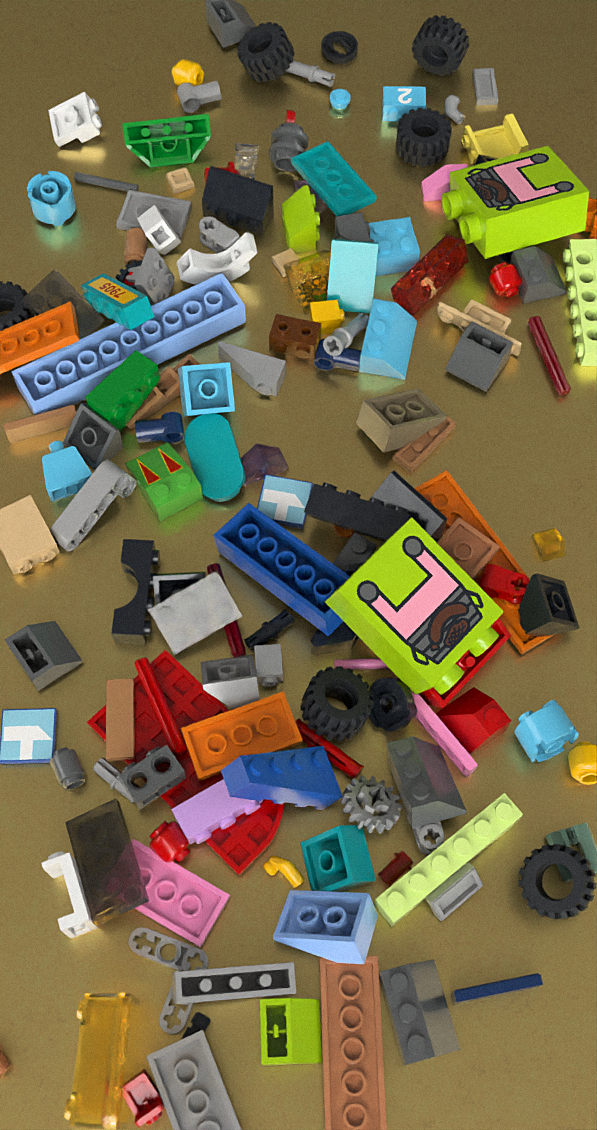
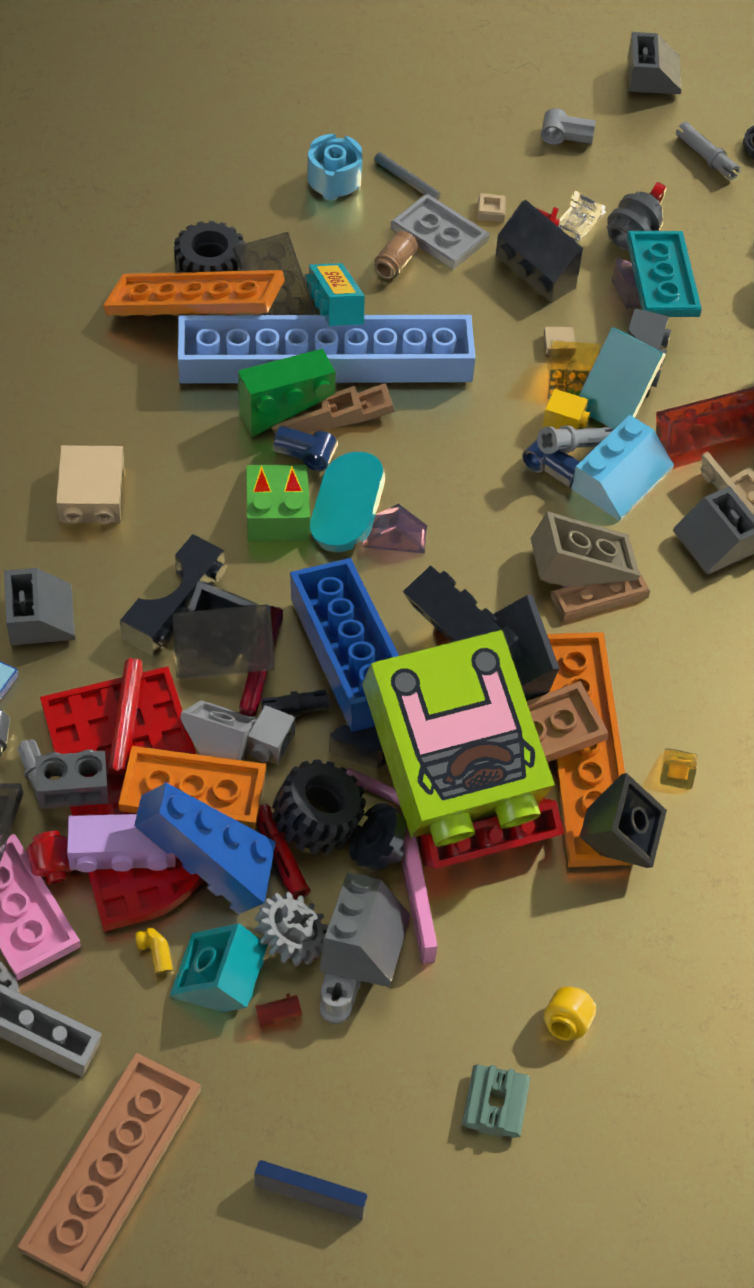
camera: 25 degrees right, 10 degrees down
(39, 424) = (181, 385): medium nougat tile -> none
(64, 471) = (174, 444): medium azure torso -> none
(75, 120) = (412, 98): white plate -> none
(91, 503) = (183, 483): light grey beam -> none
(93, 436) = (226, 423): dark grey slope -> none
(120, 719) = (75, 709): medium nougat tile -> none
(149, 277) = (389, 287): light grey plate -> none
(158, 230) = (430, 247): white slope -> none
(168, 140) = (501, 159): green wedge -> none
(187, 72) = (569, 99): yellow head -> none
(206, 389) = (378, 424): medium azure brick -> none
(216, 235) = (496, 280): light grey piece -> none
(234, 262) = (488, 313): white arch -> none
(256, 369) = (454, 436): light grey slope -> none
(265, 52) = (670, 112): black tyre -> none
(285, 500) = (389, 578): tile -> none
(290, 1031) = (54, 1106): lime slope -> none
(294, 336) = (515, 417): reddish brown brick -> none
(301, 221) = (598, 303): lime slope -> none
(328, 924) = (167, 1023): light blue slope -> none
(339, 98) = (732, 196): medium azure plate -> none
(397, 245) = (690, 371): medium azure brick -> none
(418, 1011) = (209, 1166): dark grey slope -> none
(447, 859) = (400, 1018): yellowish green arch -> none
(454, 891) = (328, 1066): light grey tile -> none
(474, 719) = (465, 908): red slope -> none
(501, 583) = (585, 773): red piece -> none
(533, 887) = (464, 1133): black tyre -> none
(545, 731) = (538, 953): medium azure brick -> none

